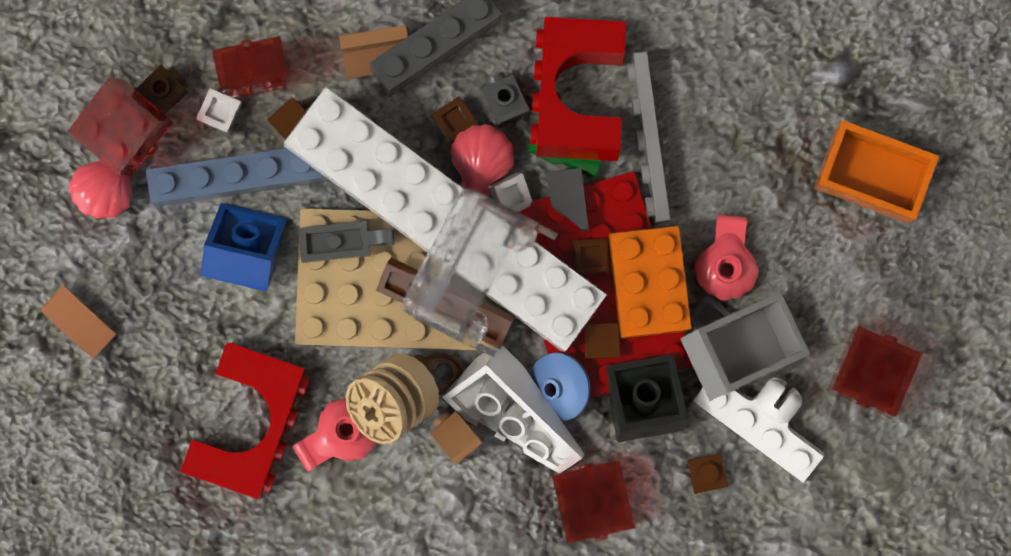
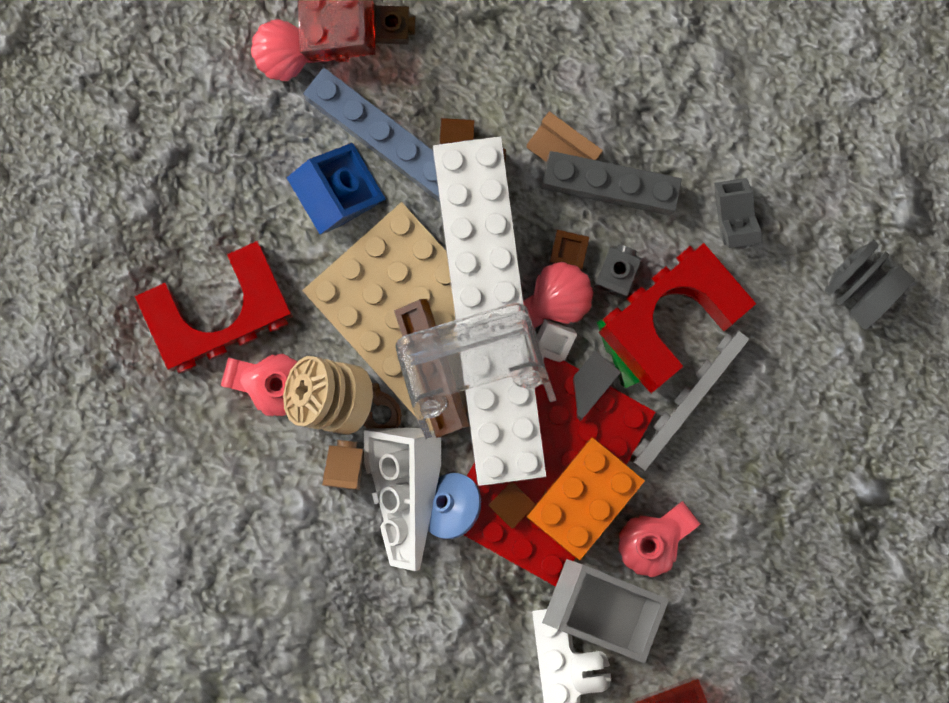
camera: 50 degrees right, 0 degrees up
(78, 321) = (172, 123): nougat slope -> none
(219, 111) = (415, 78): white plate -> none
(252, 67) = (473, 74): clear red brick -> none
(340, 241) = (404, 252): dark grey plate -> none
(591, 256) = (564, 440): reddish brown tile -> none
(593, 501) = (391, 607): clear red brick -> none
(646, 398) = (501, 575): pearl dark grey slope -> none
(707, 312) = (605, 561): dark grey tile -> none
(707, 473) = (490, 670): reddish brown plate -> none
(876, 172) = (822, 586): orange piece -> none

